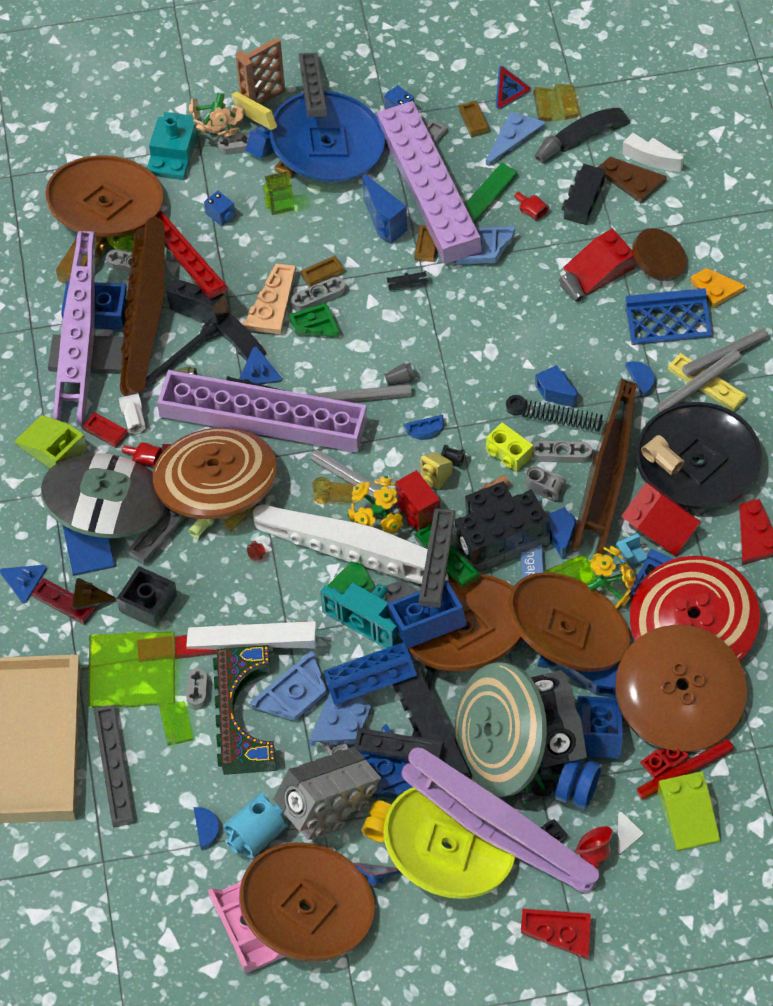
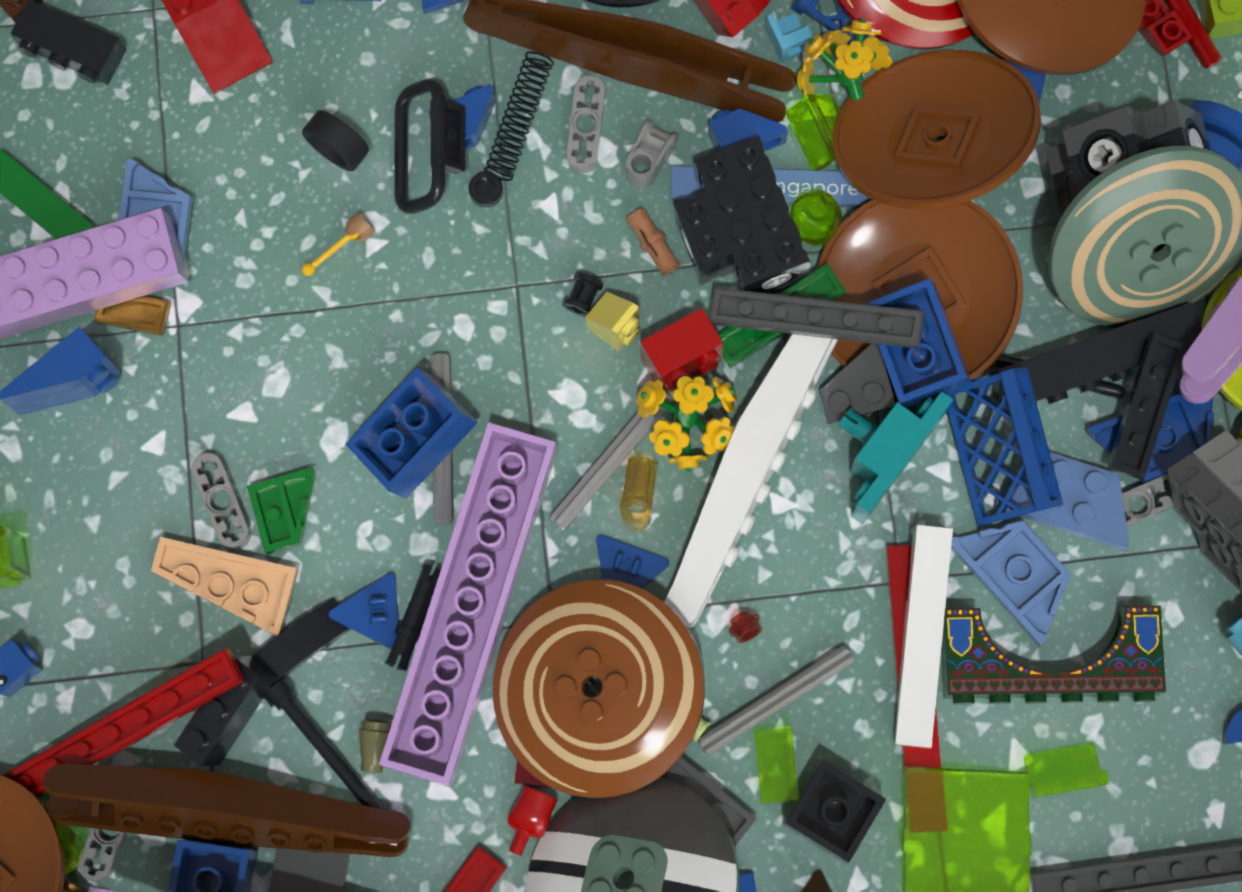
camera: 85 degrees left, 20 degrees up
(131, 409) = (435, 836): white piece -> none
(177, 571) = (776, 765): none -> clear neon green panel
(192, 689) = (1005, 725): light grey beam -> none
(213, 570) = (775, 700): none -> light grey axle
(289, 492) = (628, 563): none -> blue piece
(322, 271) = (171, 493): pearl gold tile -> none
(351, 573) = (816, 476): green wing -> none
(358, 371) = (411, 433): none -> blue brick
(400, 374) = (406, 360): dark grey cone -> none
(407, 280) = (212, 347): black pin -> none
(425, 428) = (518, 336): blue tile -> none
(484, 343) = (356, 230): none -> hinge
(511, 444) = (568, 198): neon yellow brick -> none
(512, 570) = (816, 216): none -> clear neon green hair
(532, 206) = (76, 132): red piece -> none
(534, 322) = (335, 140): none -> black tyre
(536, 368) = (447, 144): none -> black bar
(571, 284) = (258, 79): dark grey cone -> none
(601, 726) = (1091, 94): blue slope -> none

